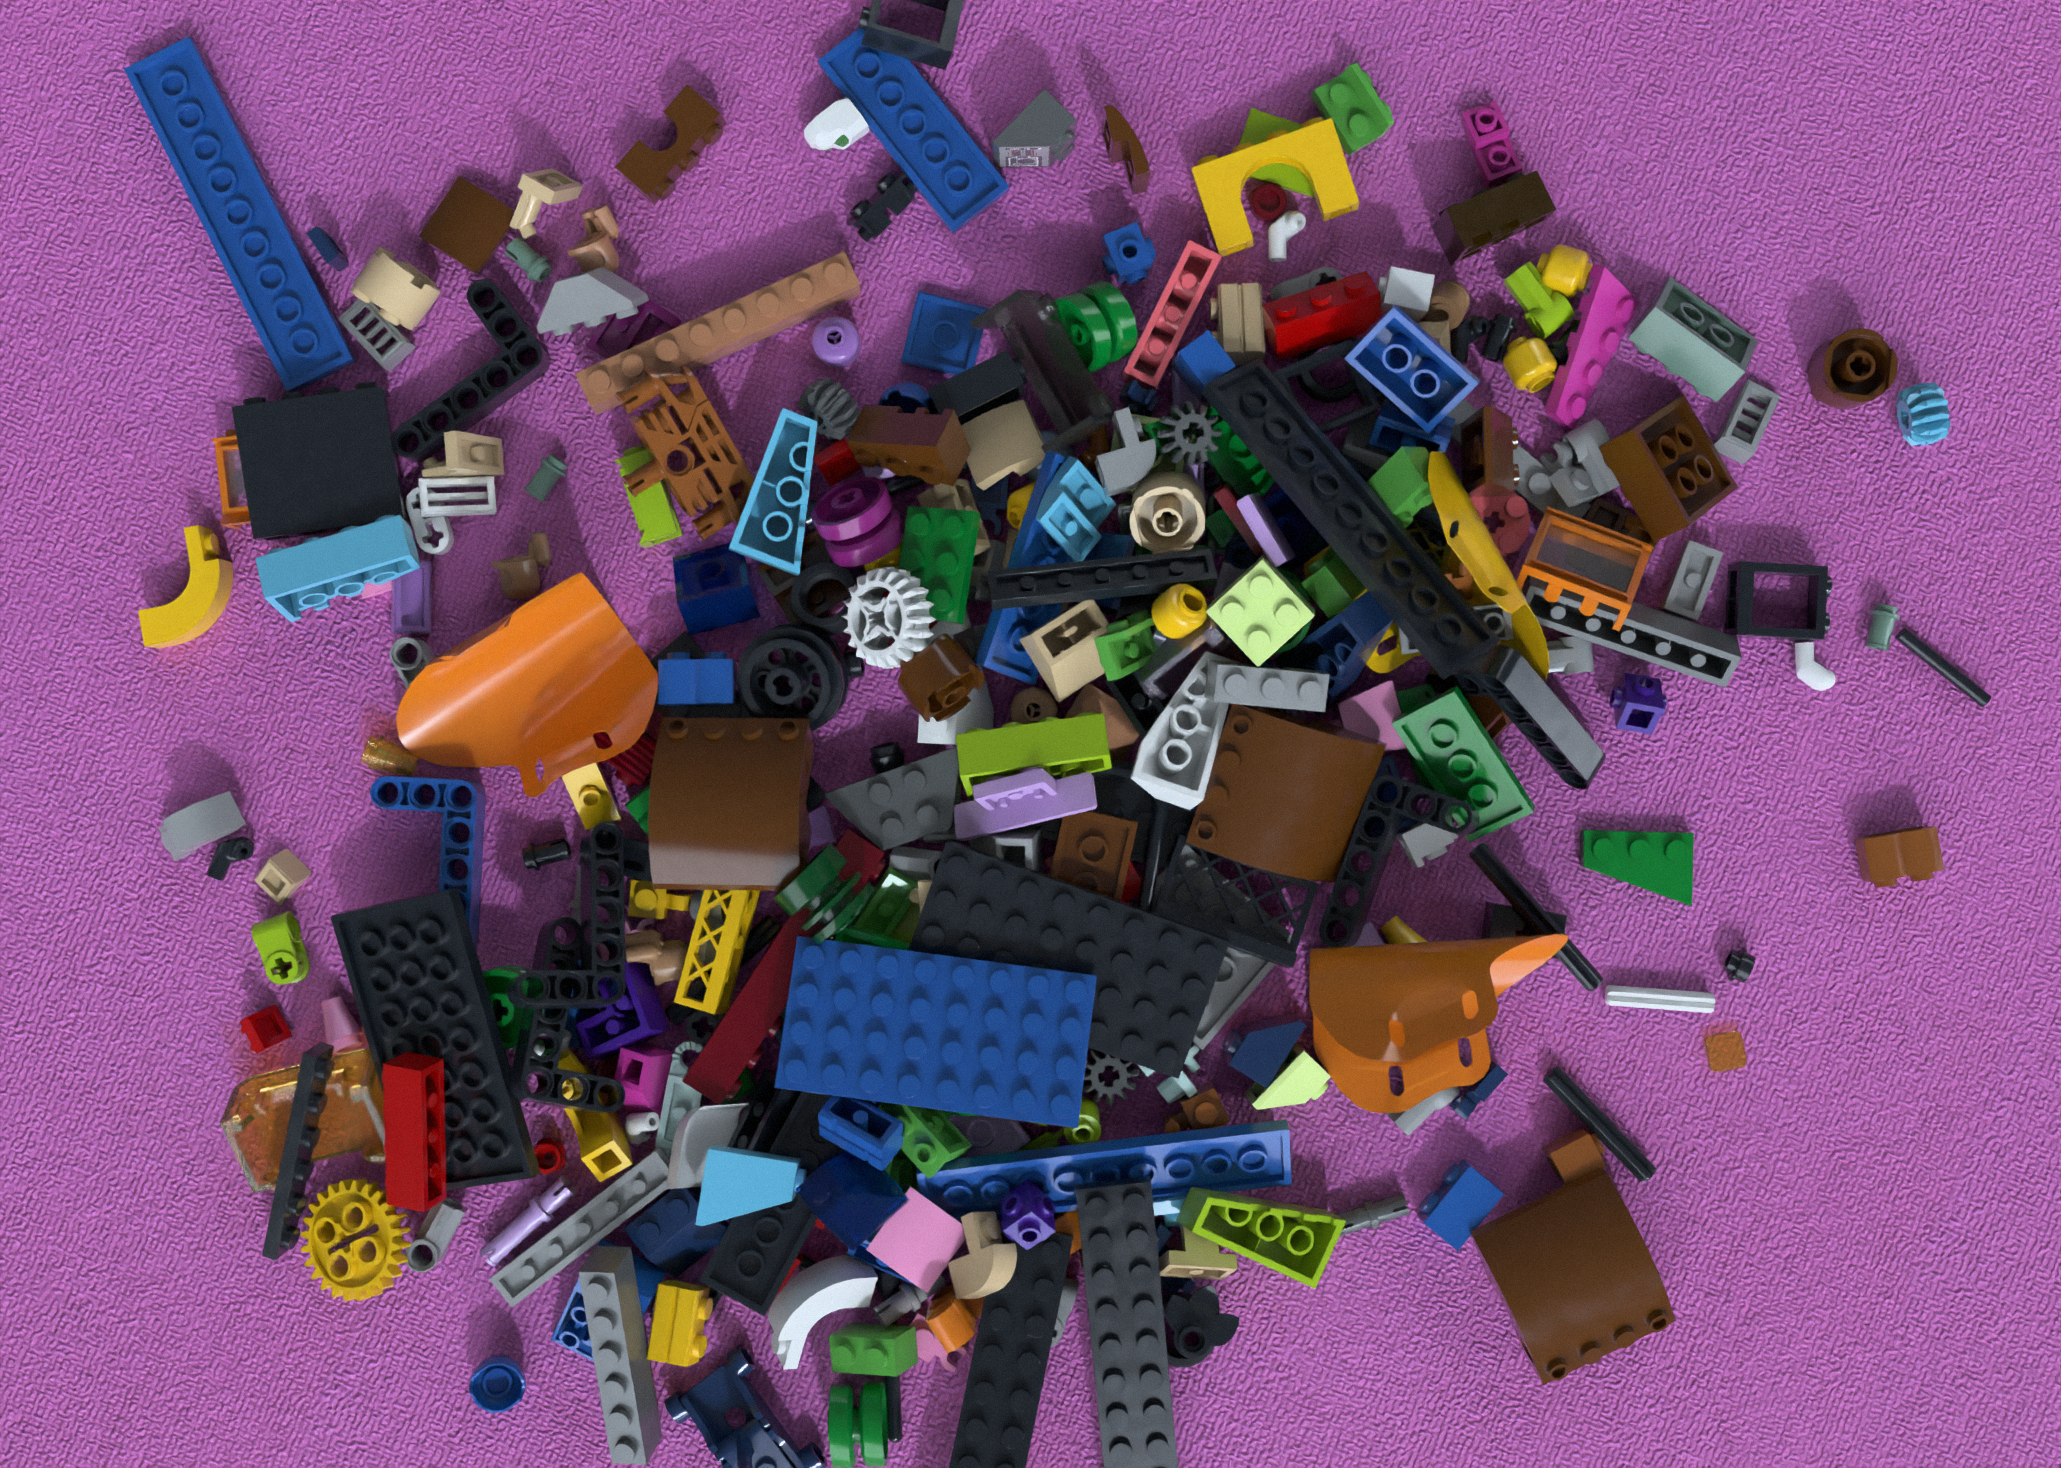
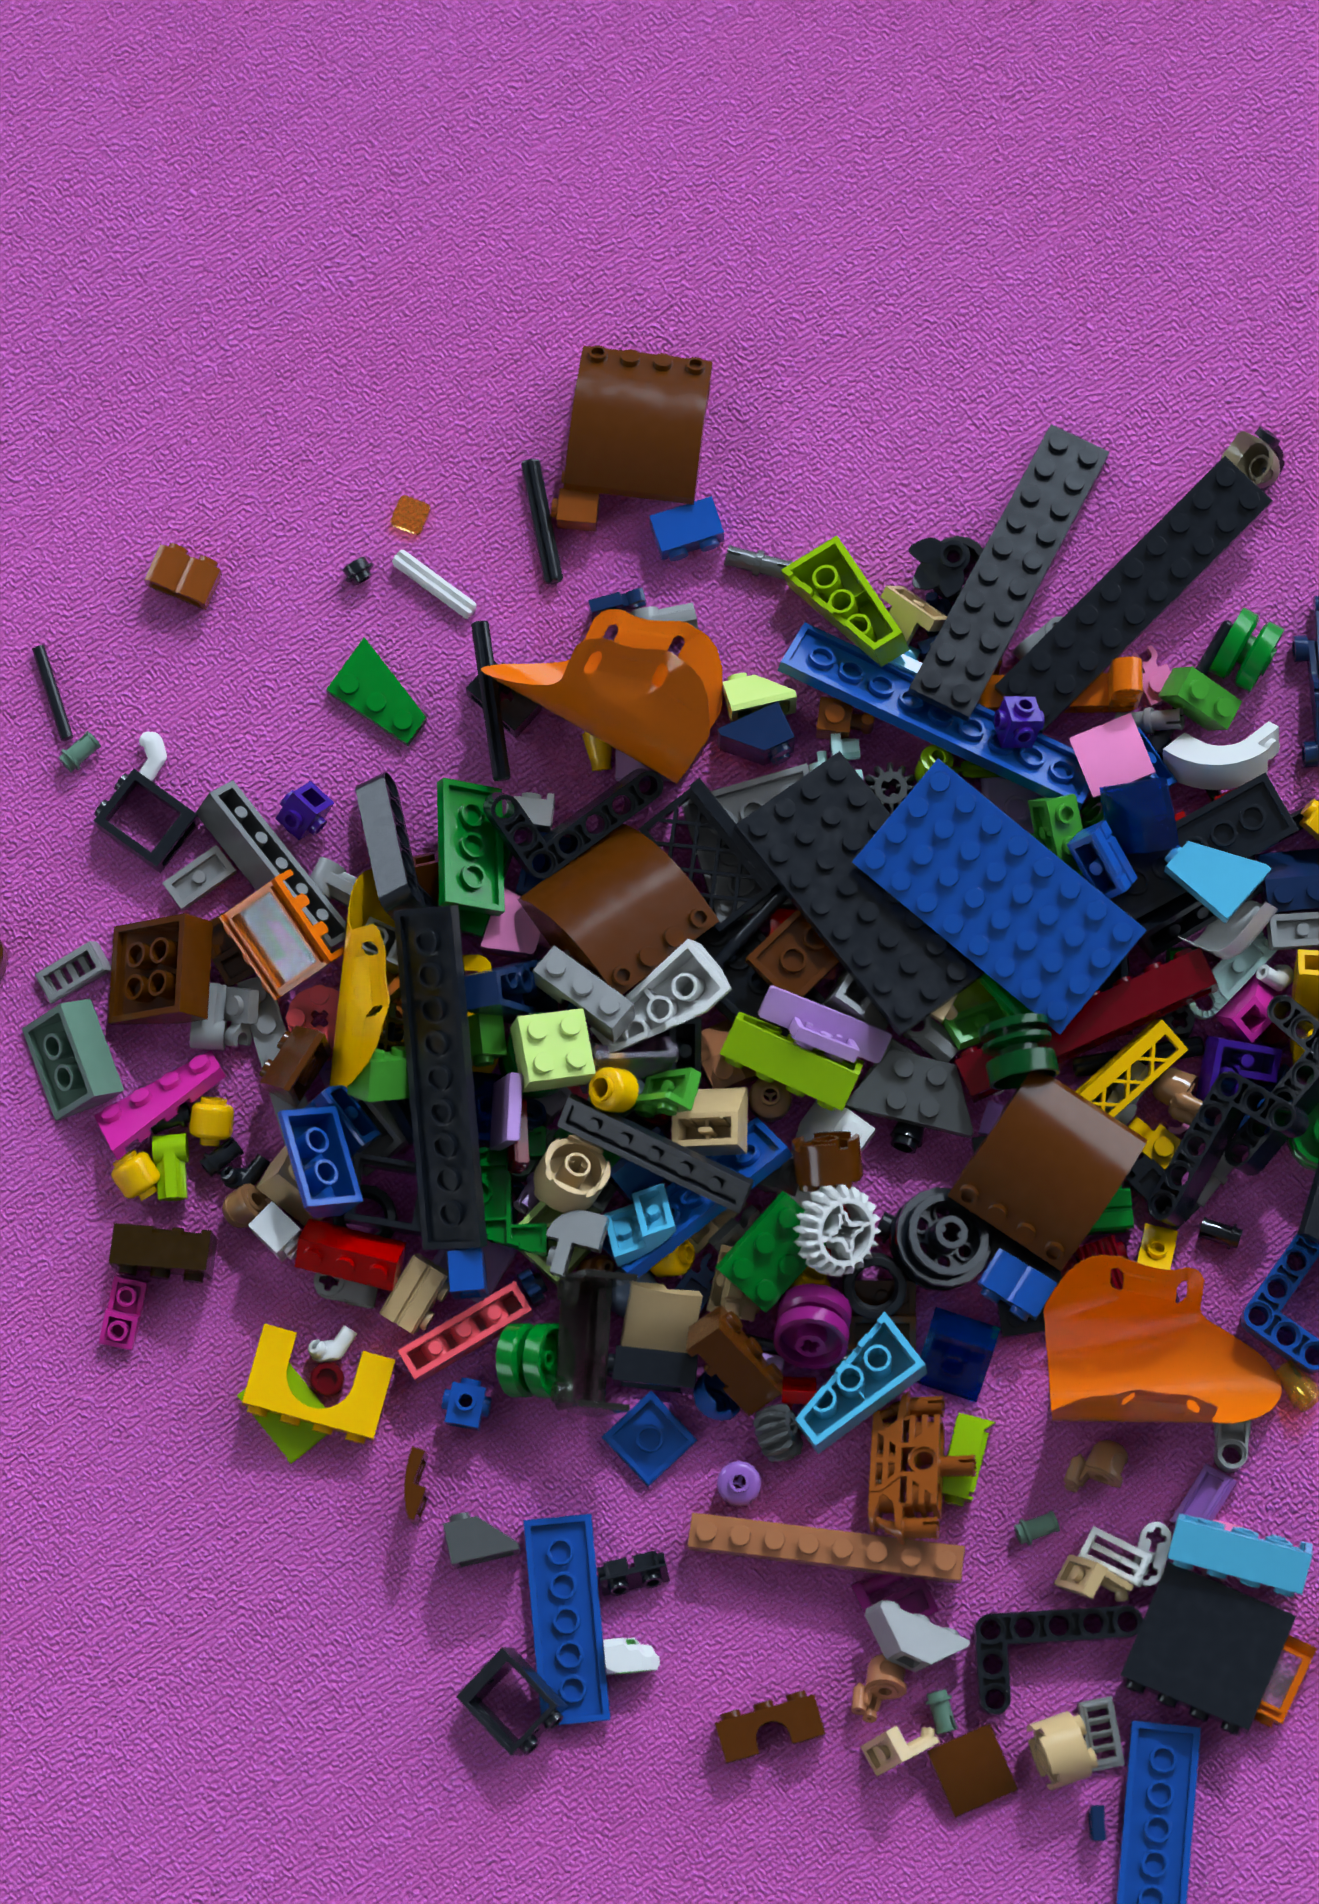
camera: 145 degrees left, 10 degrees down
(989, 1261) = (1069, 705): tan brick -> none
(1181, 420) = (514, 1211): dark grey gear -> none
(1354, 108) = (214, 1408): bright green bracket -> none

